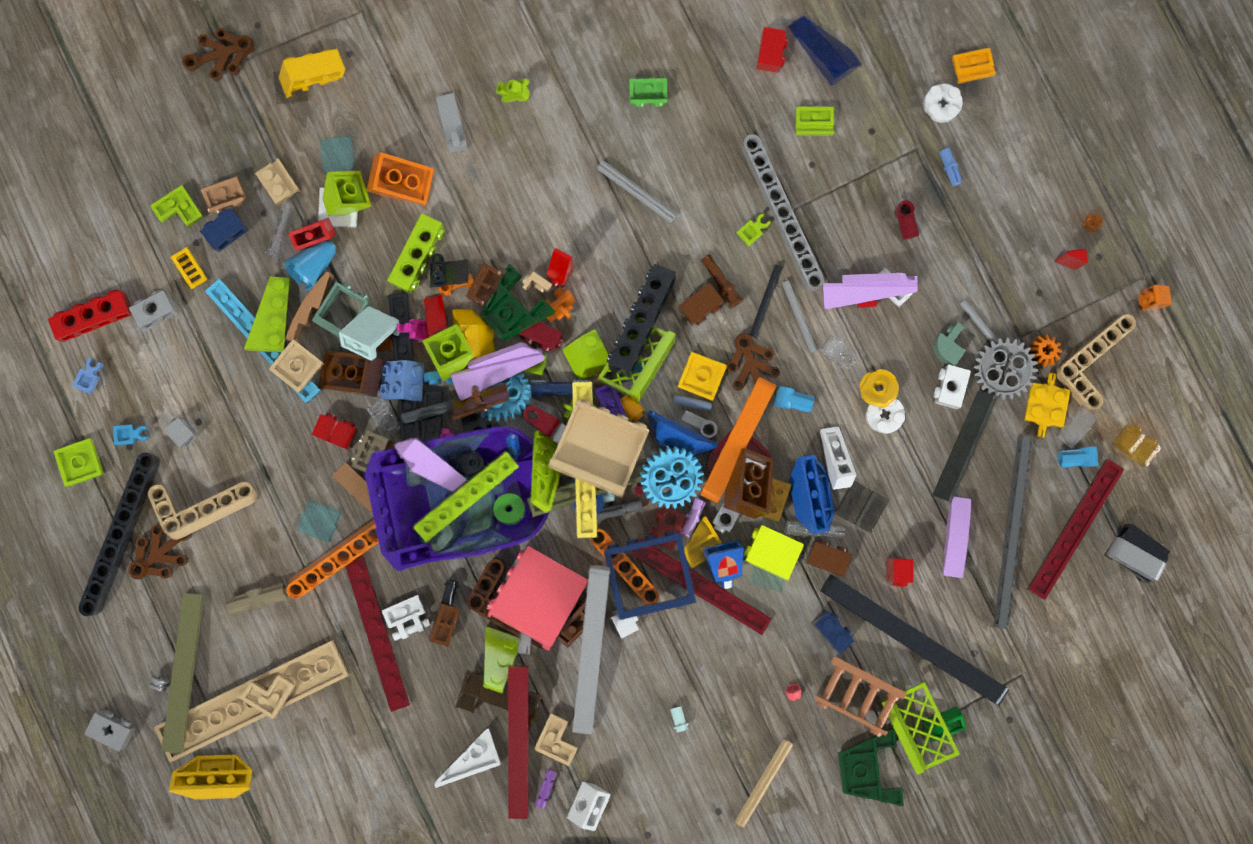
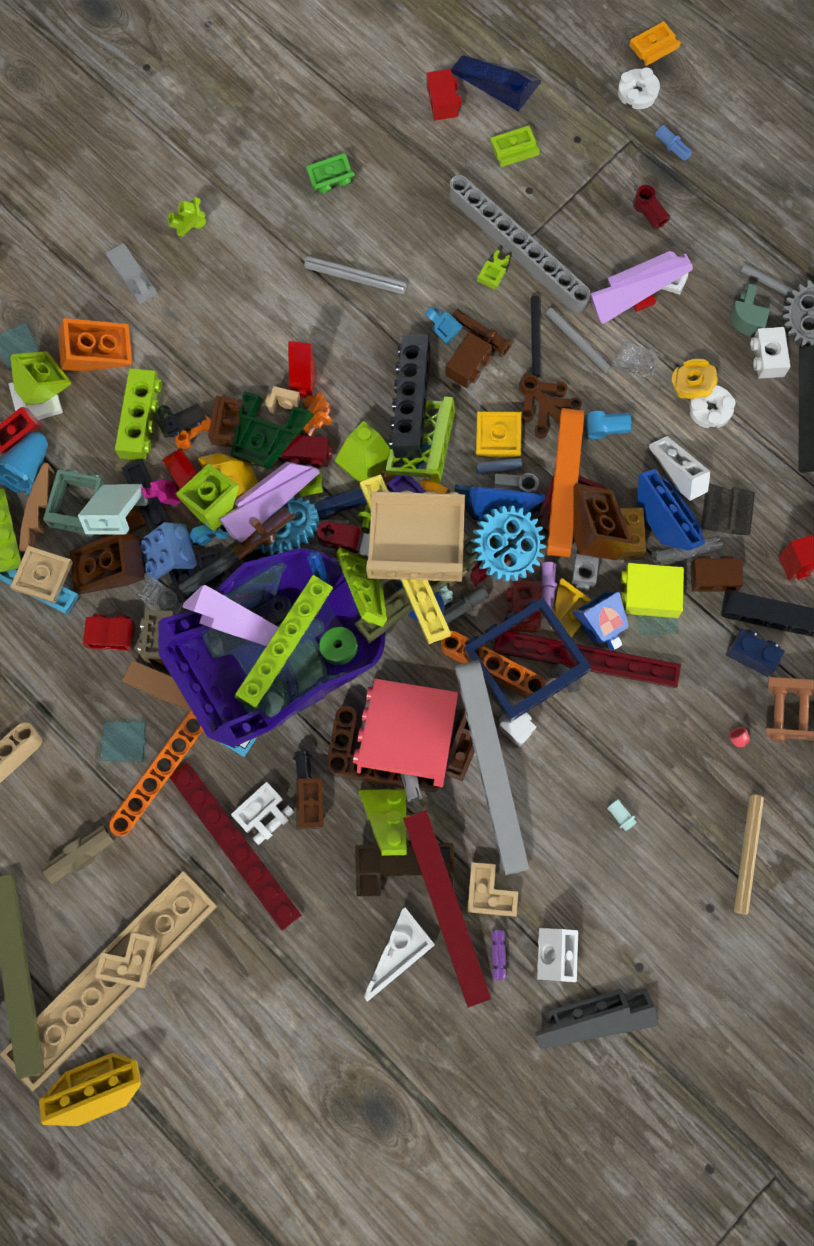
camera: 15 degrees left, 10 degrees down
(694, 264) = (445, 324): none -> dark azure plate

